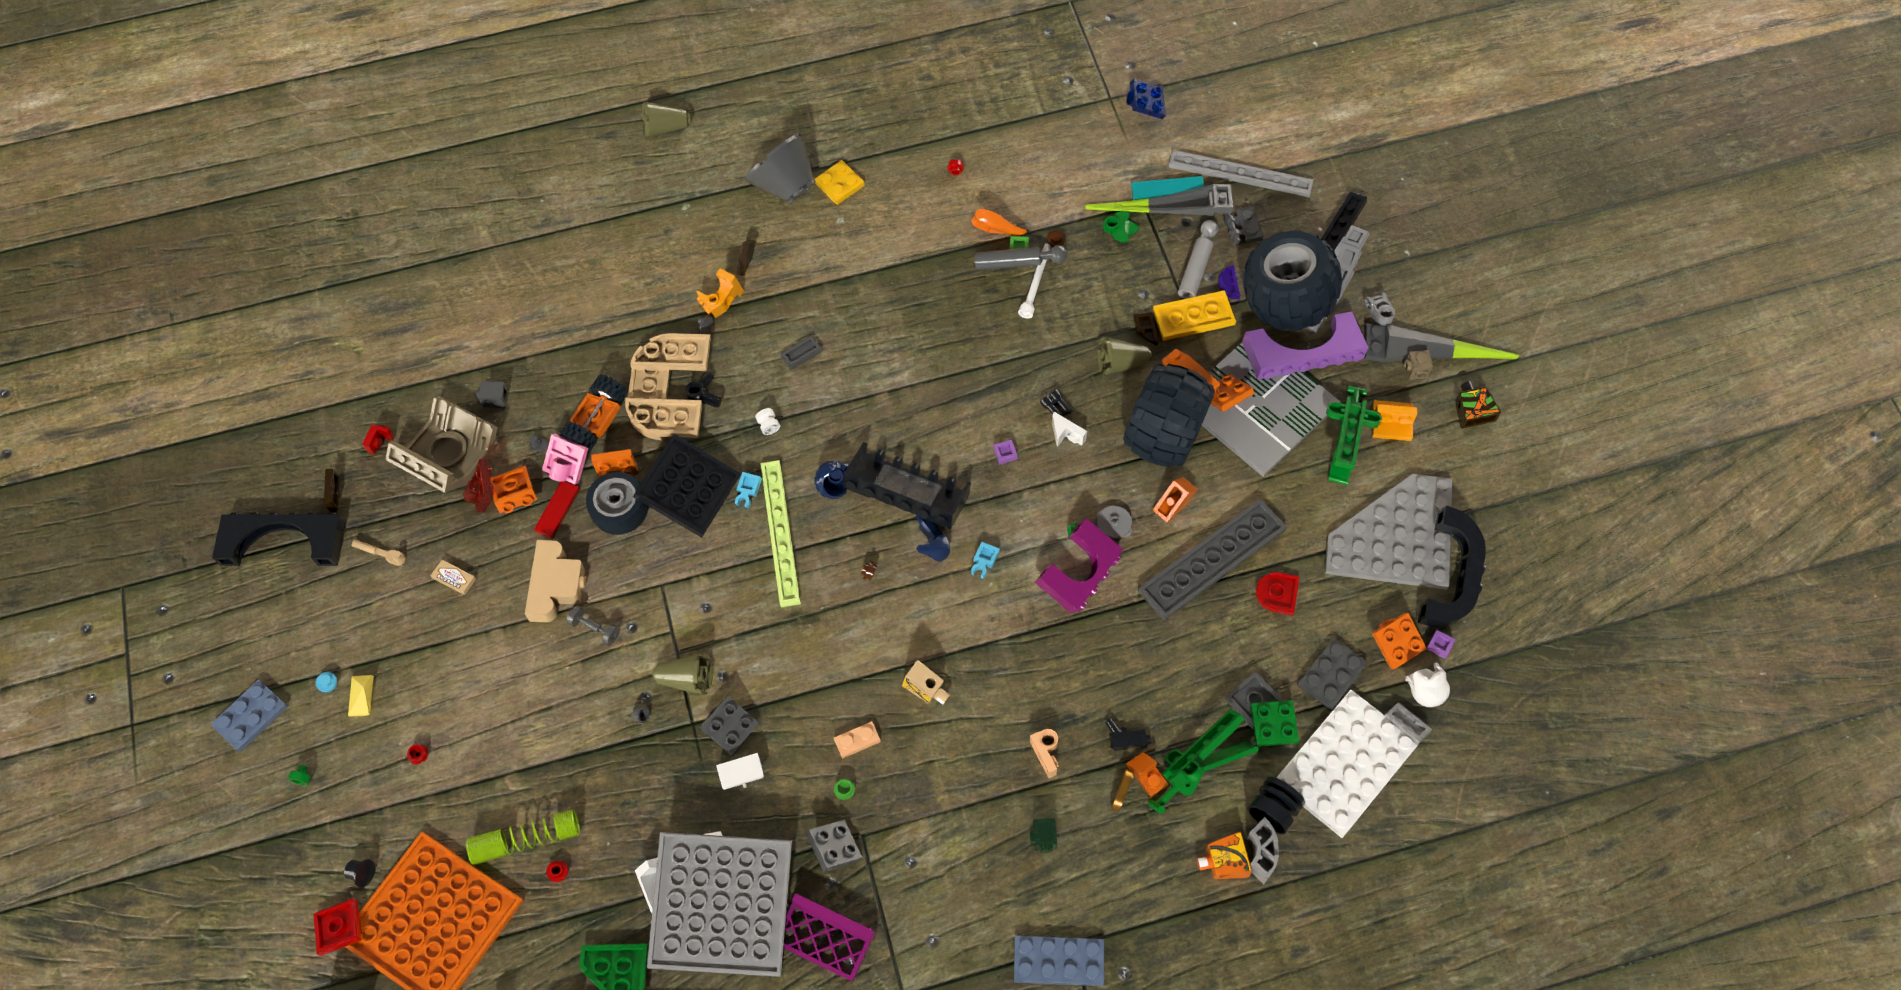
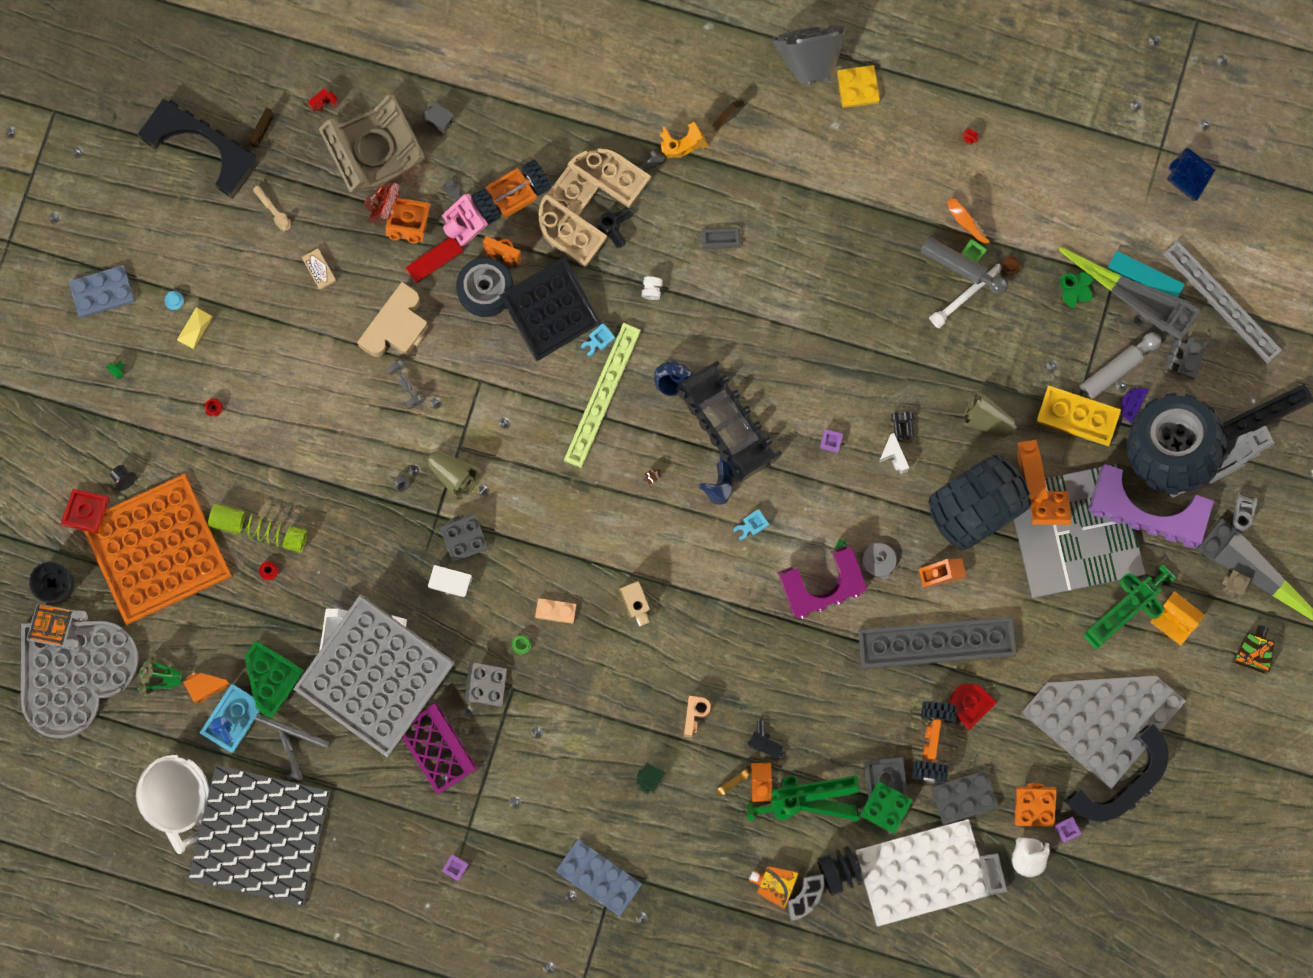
camera: 30 degrees right, 15 degrees up
(1146, 327) = (1030, 399): dark brown tile -> none
(1285, 665) = (929, 769): none -> black plate

